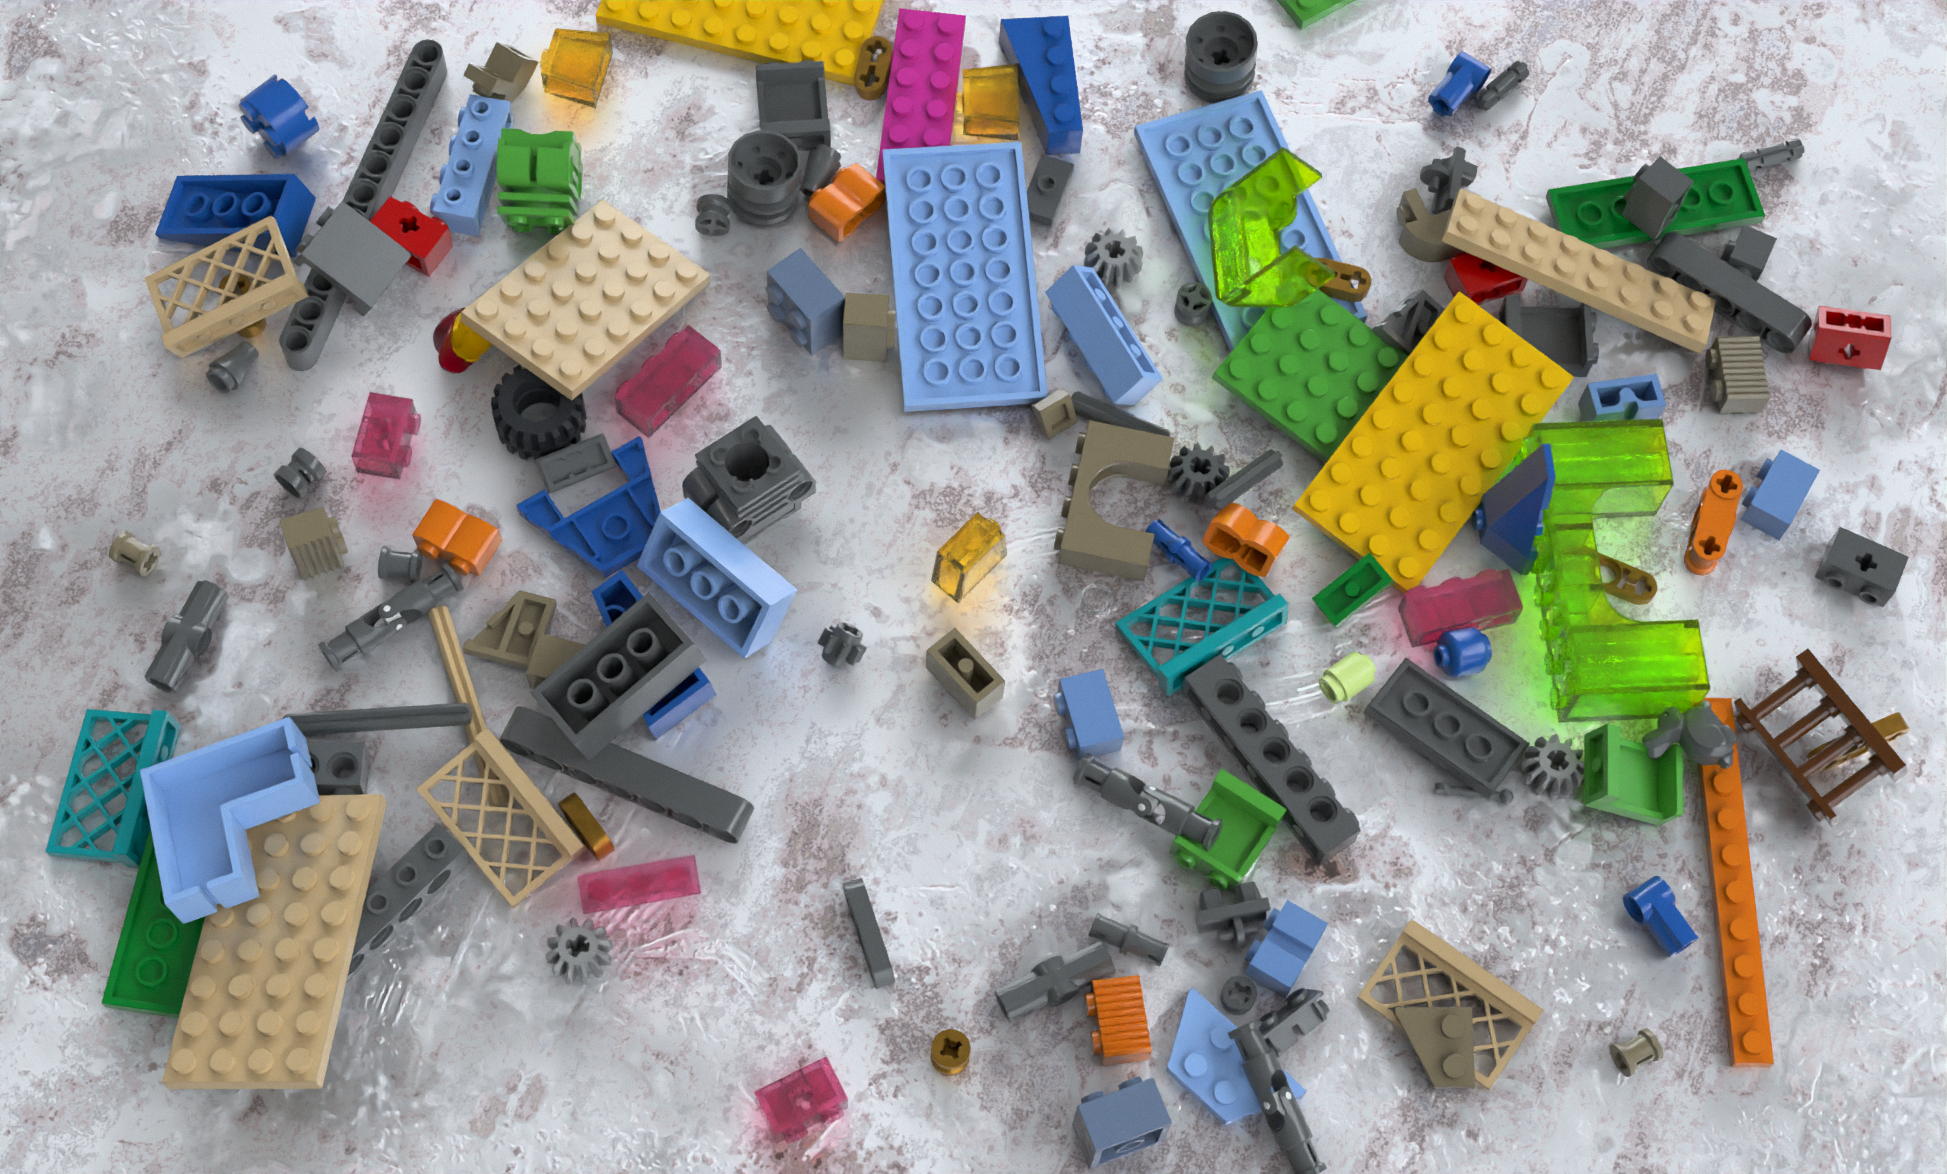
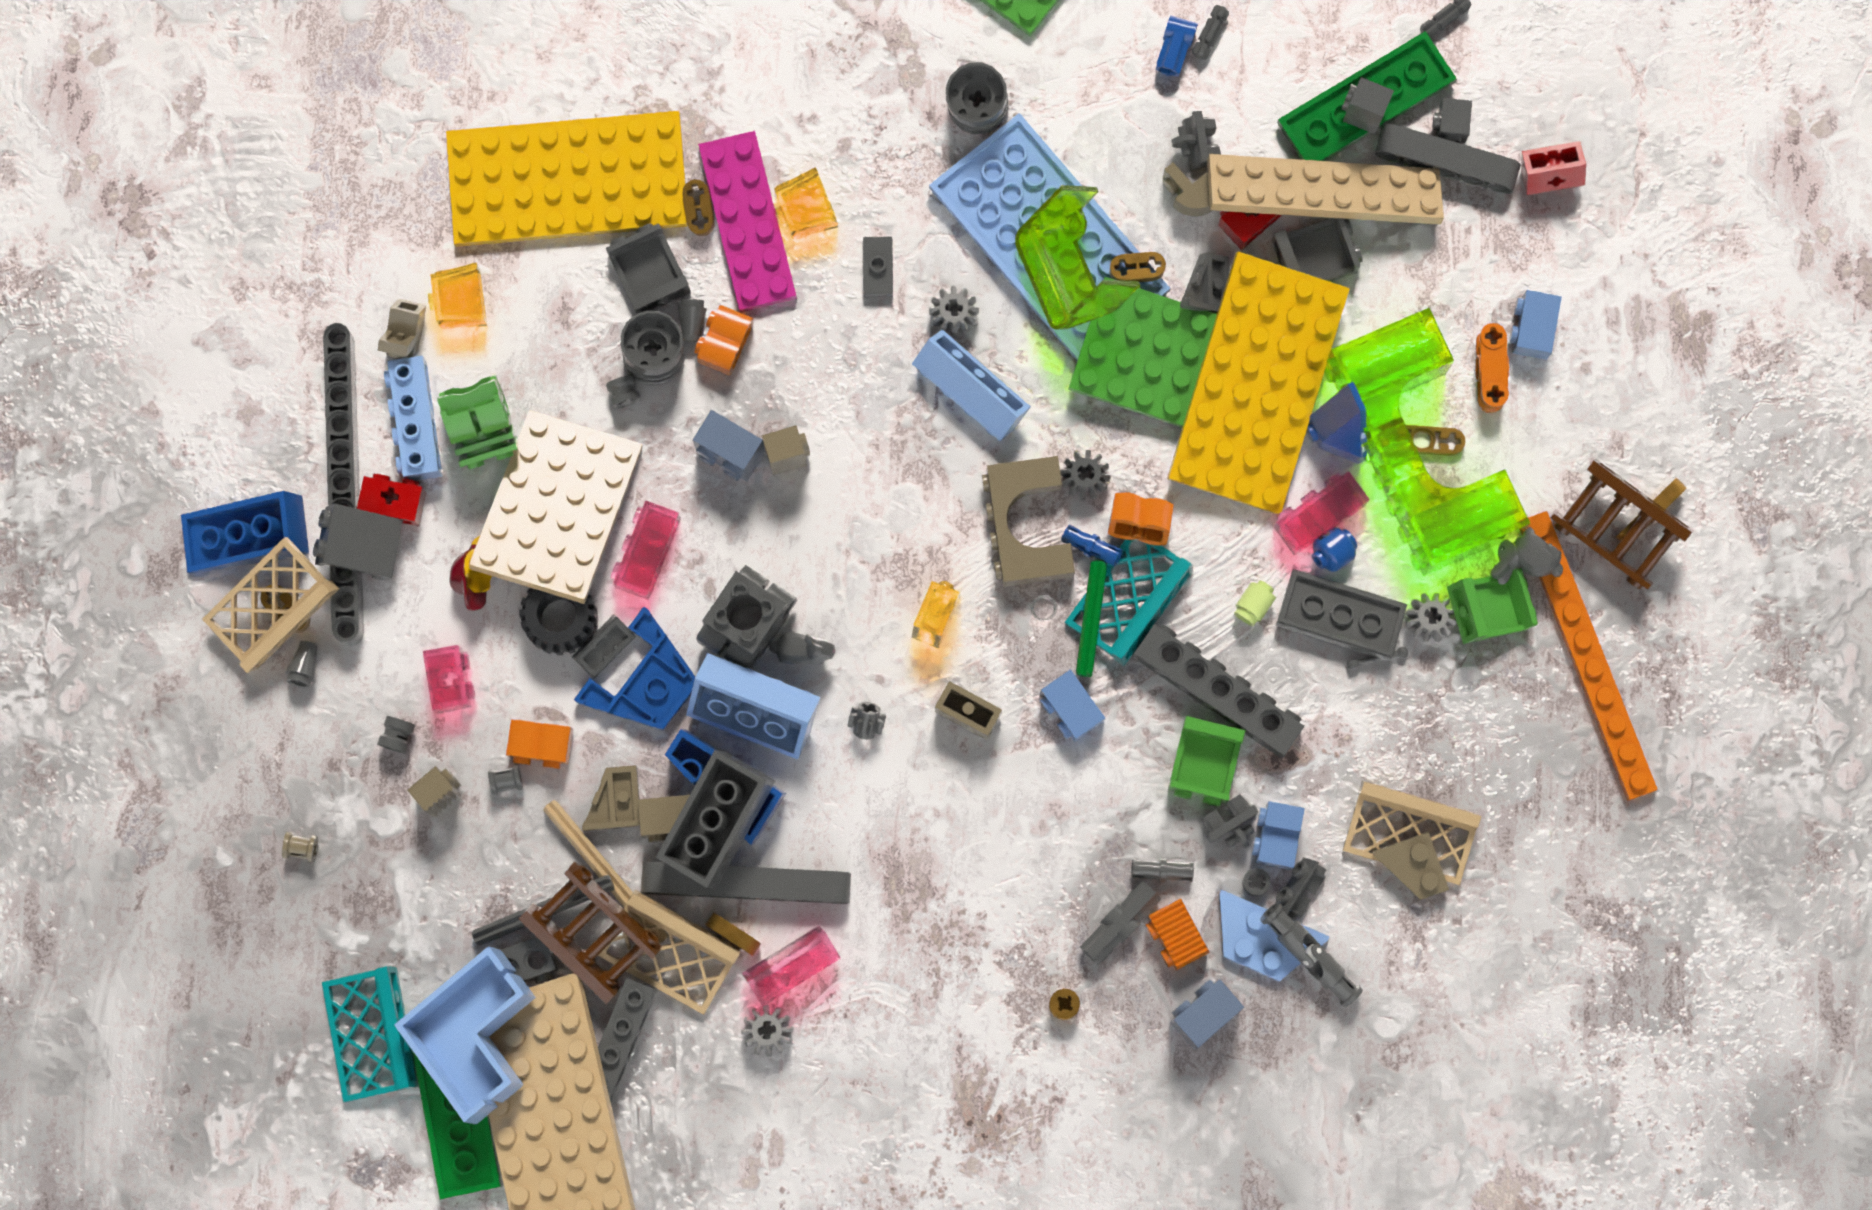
camera: 15 degrees left, 15 degrees up
(186, 636) = (370, 898): dark grey piece -> none
(278, 116) = (243, 439): blue brick -> none
(380, 754) = (580, 960): none -> reddish brown fence
(396, 613) = (526, 810): dark grey piece -> none
(800, 542) = (801, 648): none -> dark grey animal
(814, 1084) = (979, 1063): clear pink brick -> none
(868, 933) = (971, 937): dark grey beam -> none
(963, 277) = (842, 372): light blue plate -> none
(1046, 78) = (841, 164): blue wedge -> none
(1054, 413) = (956, 464): dark tan tile -> none
(1105, 413) = (1005, 449): dark grey axle -> none
(1133, 794) = (1119, 756): dark grey piece -> none
(1147, 626) = (1091, 619): none -> green axle
(1193, 295) = (1030, 321): dark grey wheel -> none
(1244, 480) = (1123, 469): dark grey axle -> none
(1352, 590) = (1235, 530): green plate -> none
(1623, 399) = (1382, 298): medium blue brick -> none
(1636, 1052) = (1556, 818): dark tan bush -> none
(1655, 907) = (1537, 701): blue piece -> none
(1738, 374) = (1475, 230): dark tan brick -> none
(1861, 567) = (1628, 357): dark grey brick -> none

